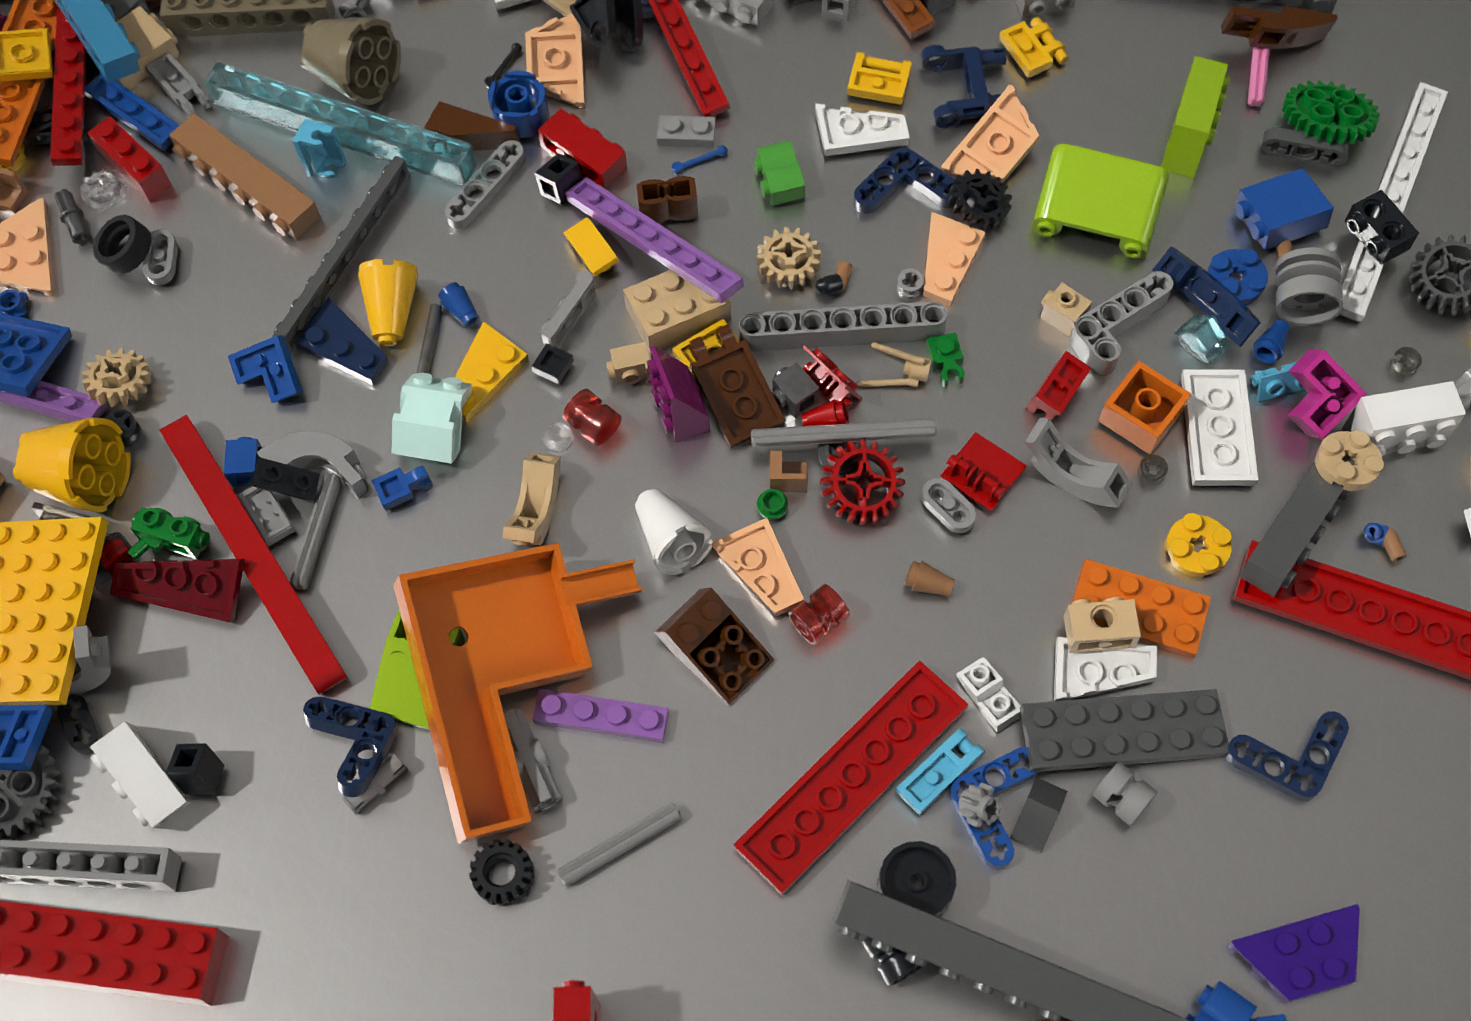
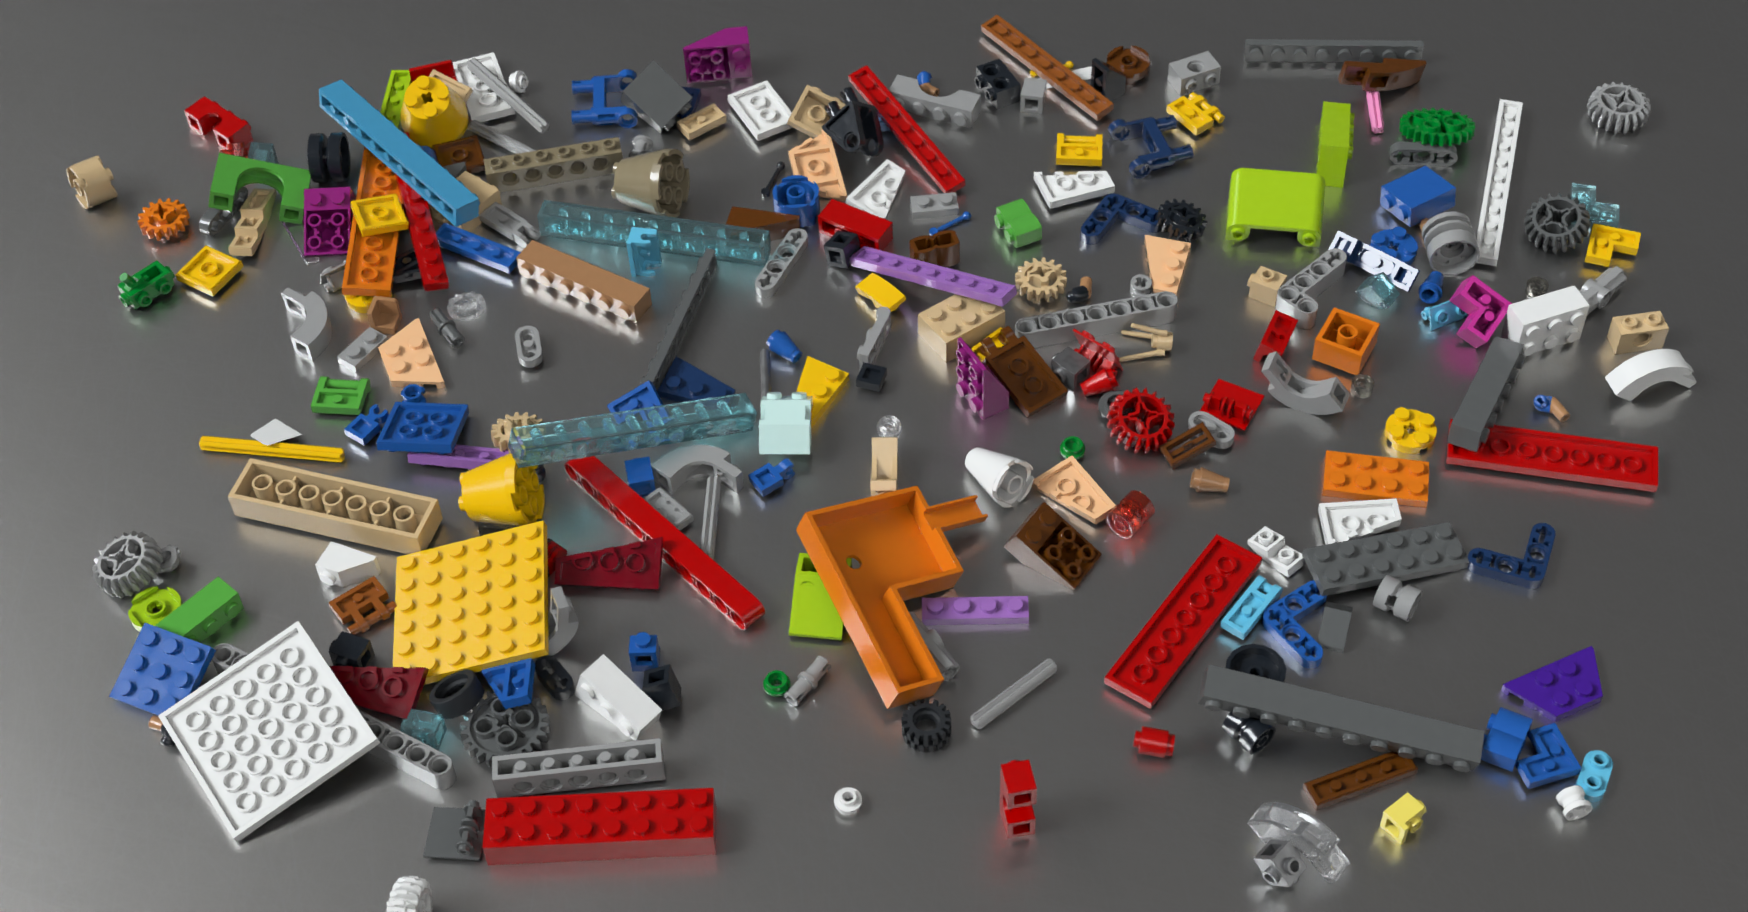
camera: 10 degrees left, 15 degrees down
(129, 159) = (486, 279): red brick -> none
(131, 254) = (488, 331): black tyre -> none
(159, 530) = (592, 532): green brick -> none
(189, 711) = (644, 645): none -> blue brick
(233, 407) = (631, 429): none -> clear light blue brick
(285, 479) = (685, 483): black hinge -> none
(328, 778) = (773, 678): none -> green plate
(364, 735) = (795, 645): dark blue beam -> none
(387, 297) = (727, 345): yellow cone -> none
(392, 967) = (848, 807): none -> white plate
(593, 419) = (912, 406): clear red wheel -> none
(621, 103) = (878, 190): none -> white wing
(629, 363) = (934, 368): tan brick -> none
(773, 948) = (1154, 742): none -> red brick
(787, 475) = (1083, 428): medium nougat panel -> none
(843, 433) = (1112, 390): light grey axle -> none
(917, 536) = (1186, 456): none -> reddish brown tile
(946, 354) = (1183, 331): green plate -> none
(980, 805) = (1289, 617): light grey gear -> none
(996, 141) = (1184, 178): light nougat wing -> none
(1086, 636) = (1351, 487): tan brick -> none
(1219, 428) = (1407, 350): white plate -> none
(1355, 446) = (1510, 350): tan plate -> none
(1381, 227) = (1495, 196): black brick -> none

